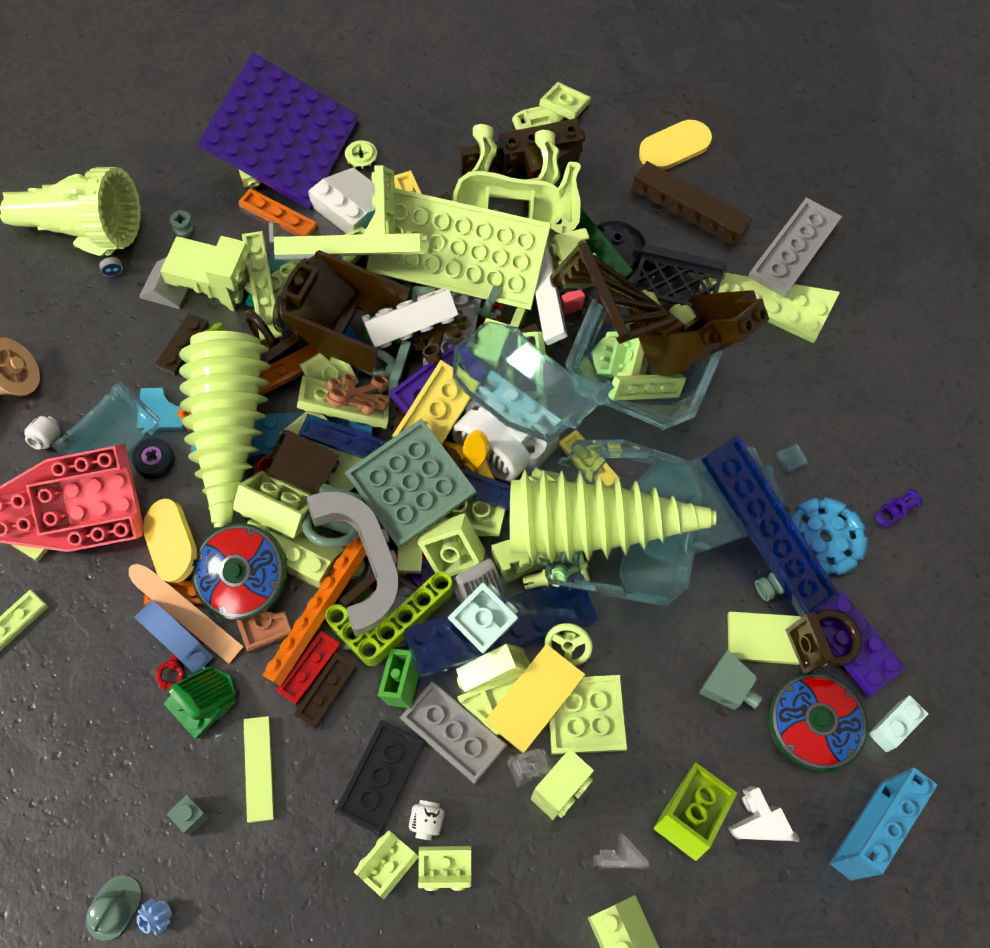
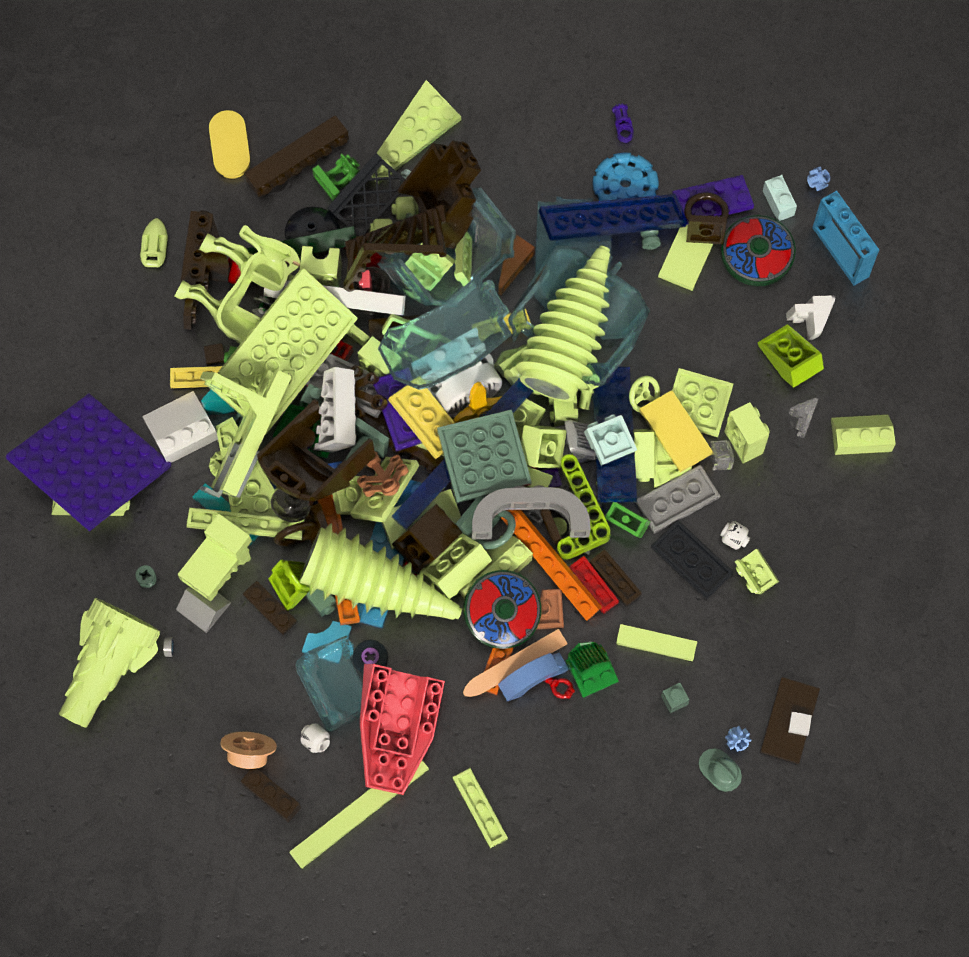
camera: 65 degrees left, 5 degrees up
(169, 541) = (454, 657): light yellow tile -> none
(275, 212) = (167, 494): orange tile -> none
(368, 150) = (127, 398): yellowish green gear -> none
(444, 867) = (771, 534): yellowish green bracket -> none
(485, 312) = (344, 352): sand green piece -> none
(565, 101) = (147, 215): yellowish green tile -> none
(678, 443) = (513, 266): none -> dark orange slope
(679, 239) = (347, 166): none -> bright green tile
(731, 683) = (711, 295): sand green torso -> none
(792, 458) = (554, 179): clear light blue tile -> none
(795, 247) = (373, 94): light grey plate -> none
(949, 765) = (818, 178): none -> light blue gear

